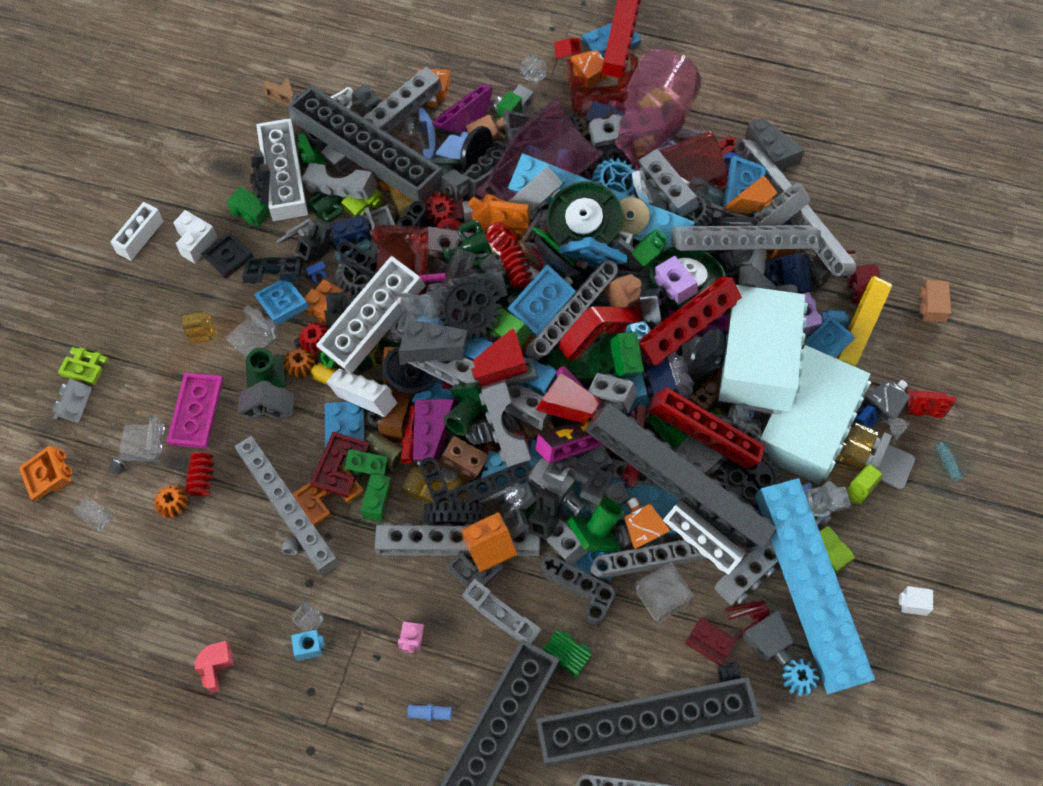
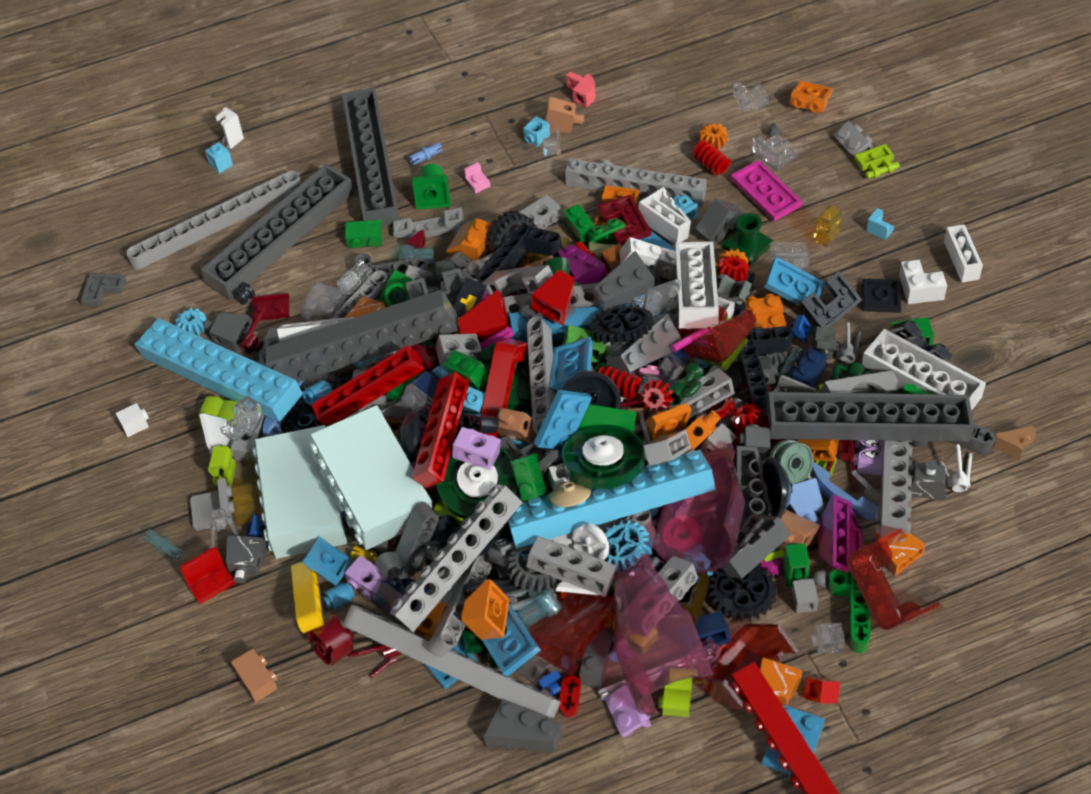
camera: 145 degrees right, 10 degrees down
(156, 309) = (877, 226): none -> medium azure panel
(270, 638) = (562, 115): none -> nougat torso
(281, 441) = (686, 206): none -> medium azure brick
(303, 444) = (665, 217): none -> white wedge
(462, 653) = (431, 188): none -> green plant
(476, 45) = (867, 572): none -> clear red windscreen
(499, 69) = (856, 610): none -> green beam
(528, 599) = (418, 240): none -> dark red slope
(545, 590) = (409, 252): none -> clear light blue piece
(626, 577) = (354, 278): none -> clear brick
(698, 116) = (624, 712): none -> lavender bracket
(741, 487) = (316, 392): none -> dark azure brick
(851, 521) = (212, 431): none -> white slope

